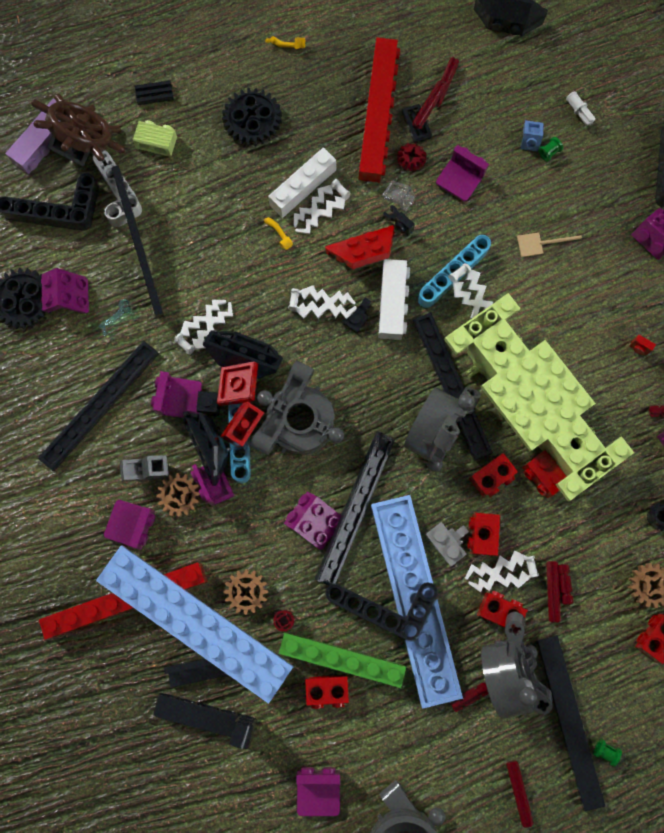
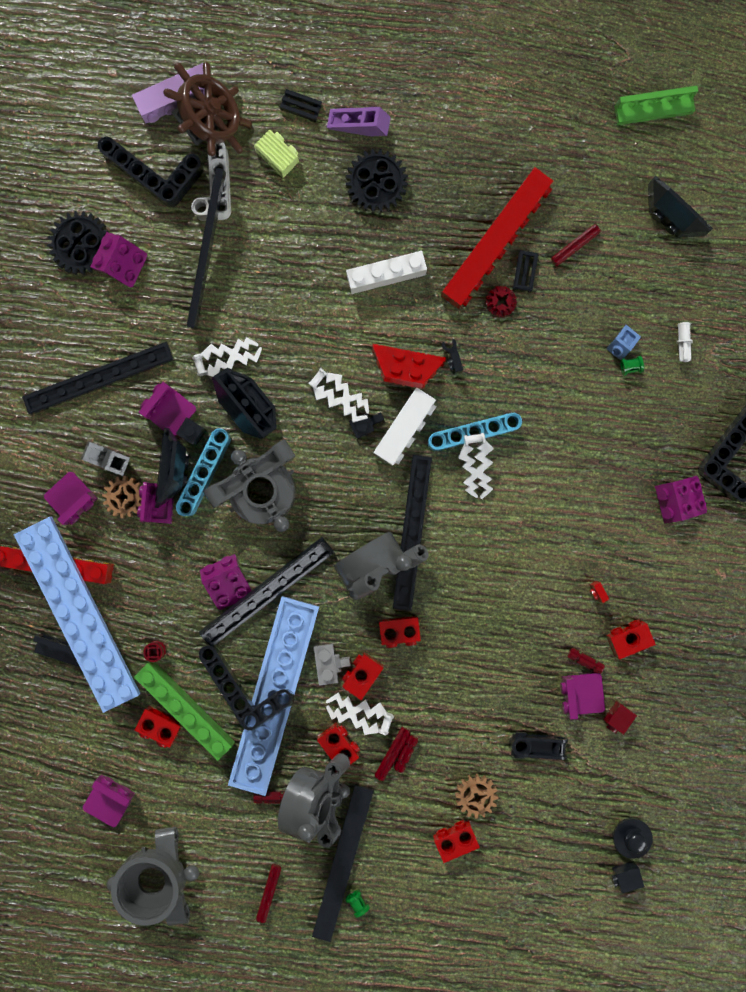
camera: 35 degrees right, 10 degrees up
(111, 320) = (152, 305): clear light blue piece -> none
(208, 718) = (51, 694): black beam -> none
(210, 78) = (361, 121): none -> medium lavender slope
(237, 384) = (223, 430): red tile -> none
(239, 598) = (138, 617): medium nougat gear -> none
(242, 424) = (205, 470): red brick -> none
(286, 242) = (340, 321): yellow piece -> none
(299, 42) = (462, 129): yellow piece -> none
(315, 213) = (382, 304): white piece -> none
(399, 194) = (468, 332): clear bracket -> none
(429, 104) = (546, 260): dark red axle -> none
(462, 173) = (535, 345): magenta bracket -> none
(532, 245) = (560, 444): tan piece -> none
(537, 397) = (473, 588): yellowish green piece -> none
(544, 474) = (445, 655): red bracket -> none

